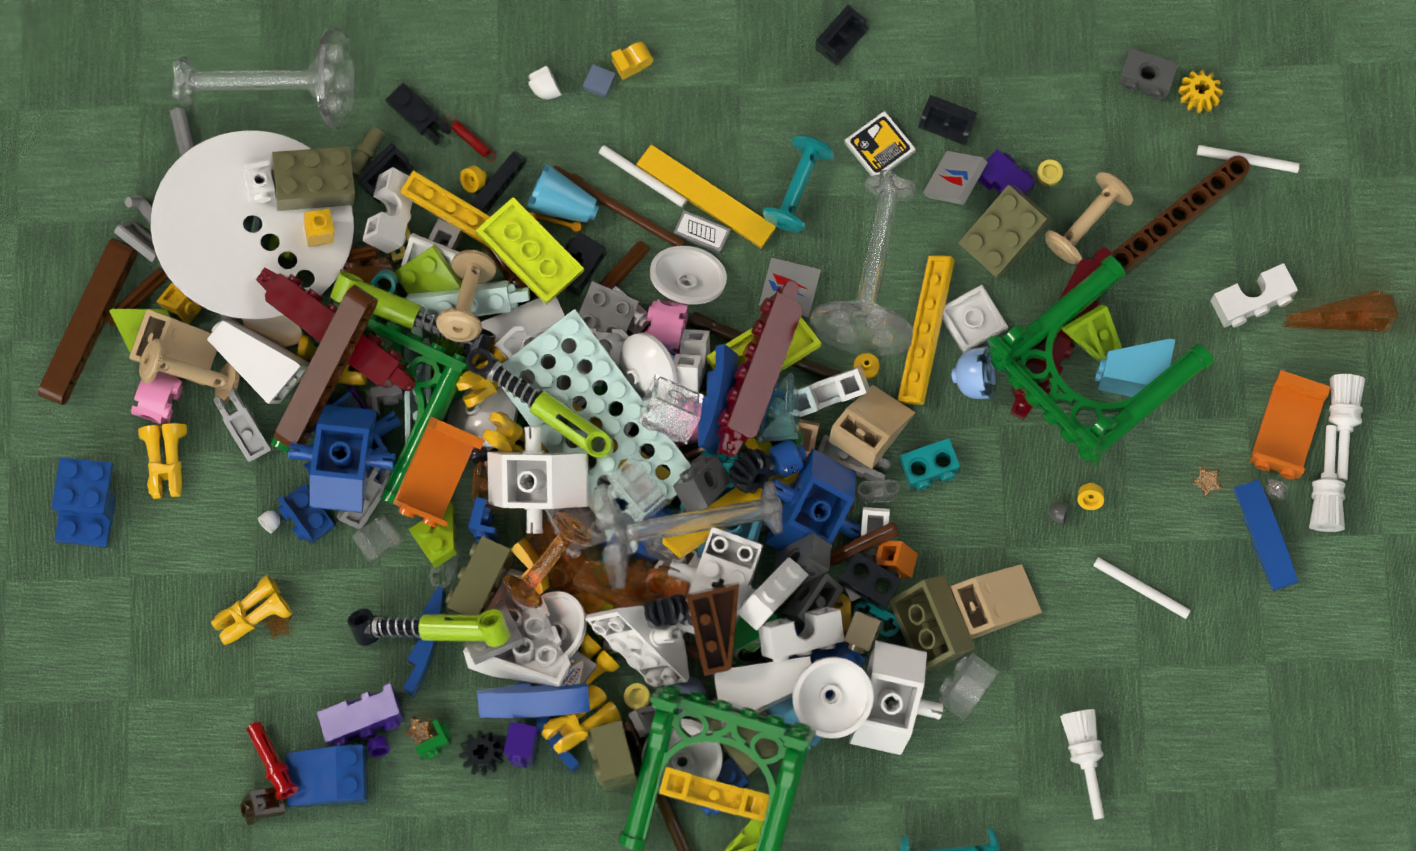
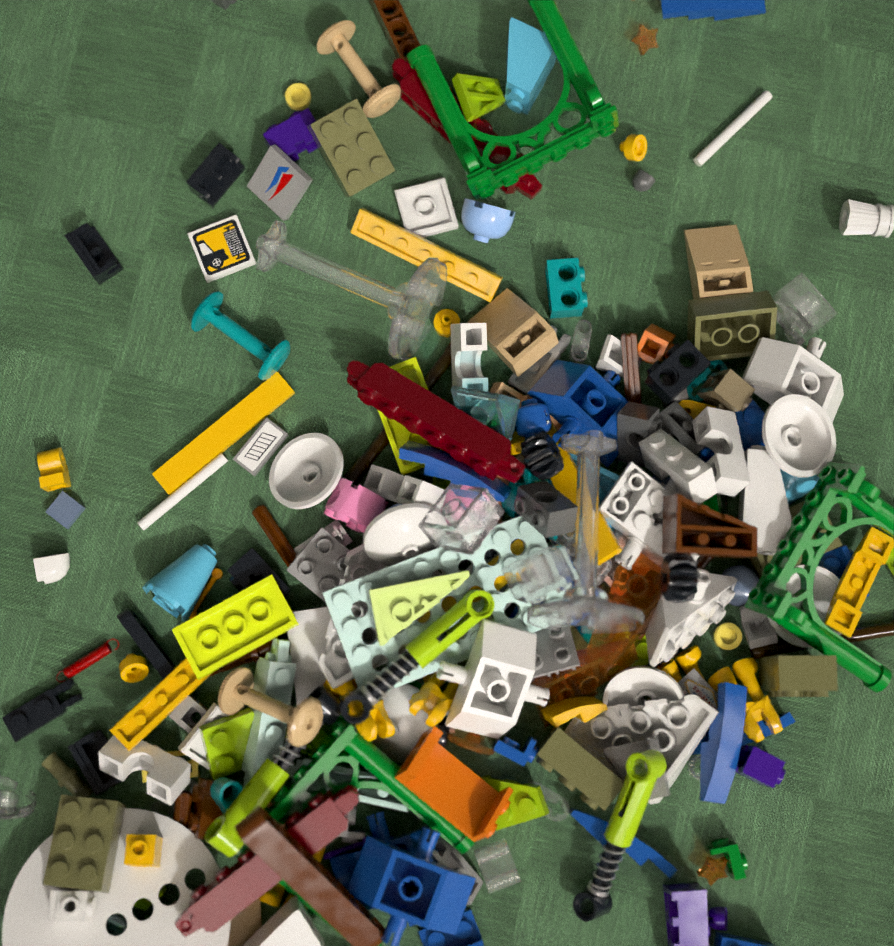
camera: 80 degrees left, 5 degrees up
(474, 748) = (759, 800): black gear -> none
(524, 589) = (562, 657): clear orange hose -> none
(581, 378) = (400, 604): none -> yellowish green wing
(623, 210) = (213, 521): reddish brown bar -> none
(804, 276) = (332, 375): light grey tile -> none

